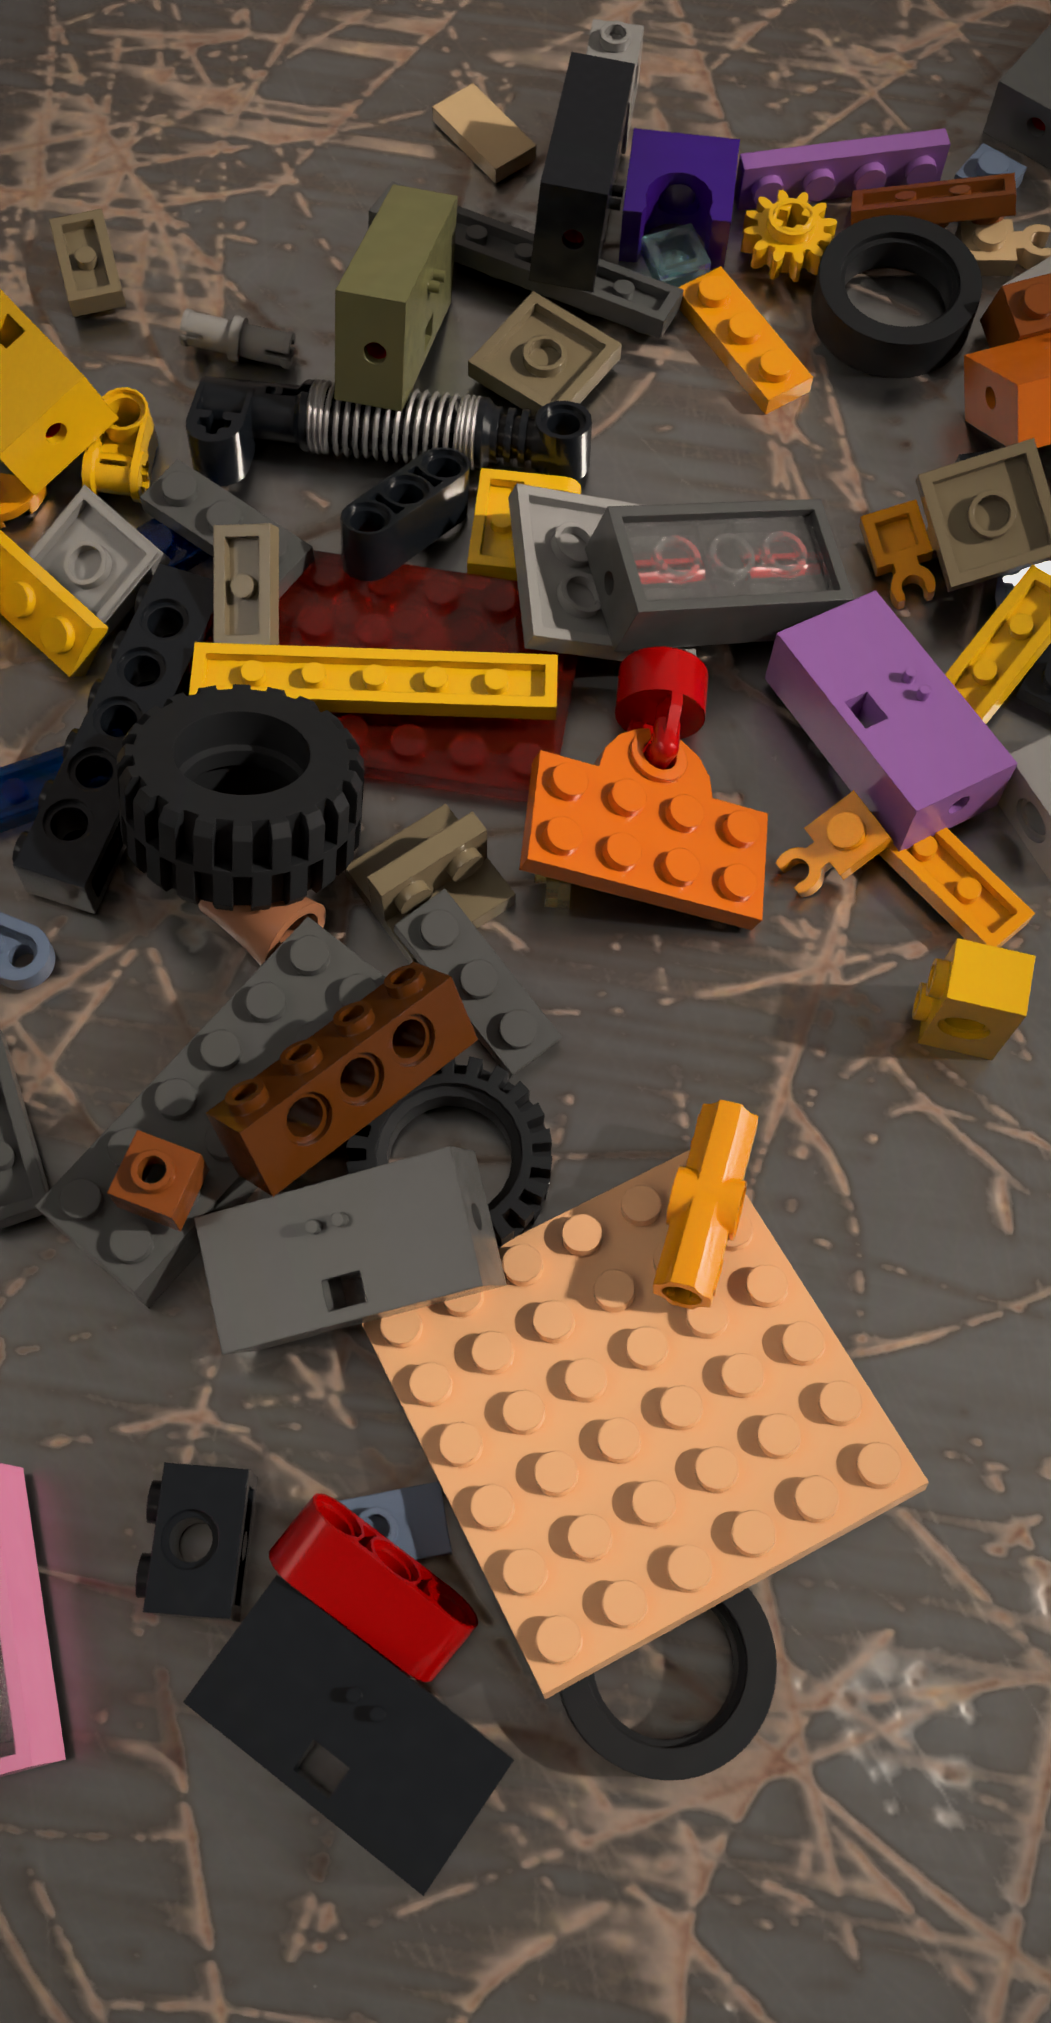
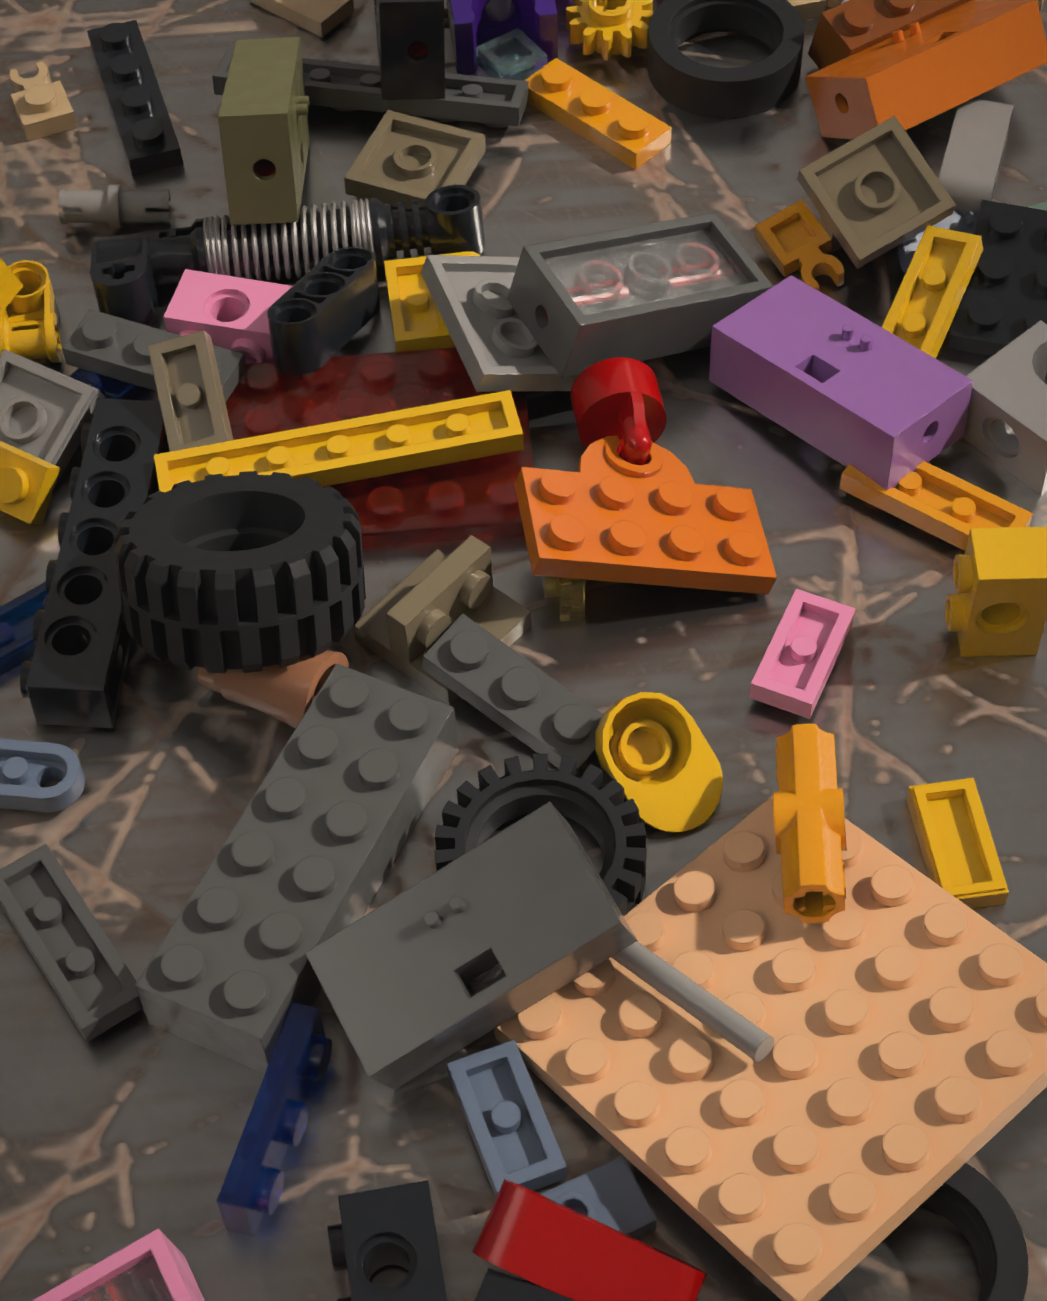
camera: 10 degrees left, 15 degrees down
(135, 1361) = (275, 1121): none -> clear blue plate
(171, 1197) = (261, 919): dark orange plate -> none
(197, 199) = (41, 105): none -> tan plate
(290, 213) = (134, 98): none -> black plate
(306, 492) = (227, 309): none -> bright pink brick
(342, 1076) = (415, 787): reddish brown brick -> none
(343, 1417) = (506, 1118): none -> sand blue plate
(544, 1360) = (696, 1001): none -> light grey bar
(589, 1089) = (660, 761): none -> yellow cap
(762, 1006) = (802, 653): none -> bright pink plate
(842, 838) = (828, 491): light orange plate -> none
(848, 1244) = (957, 841): none -> yellow tile

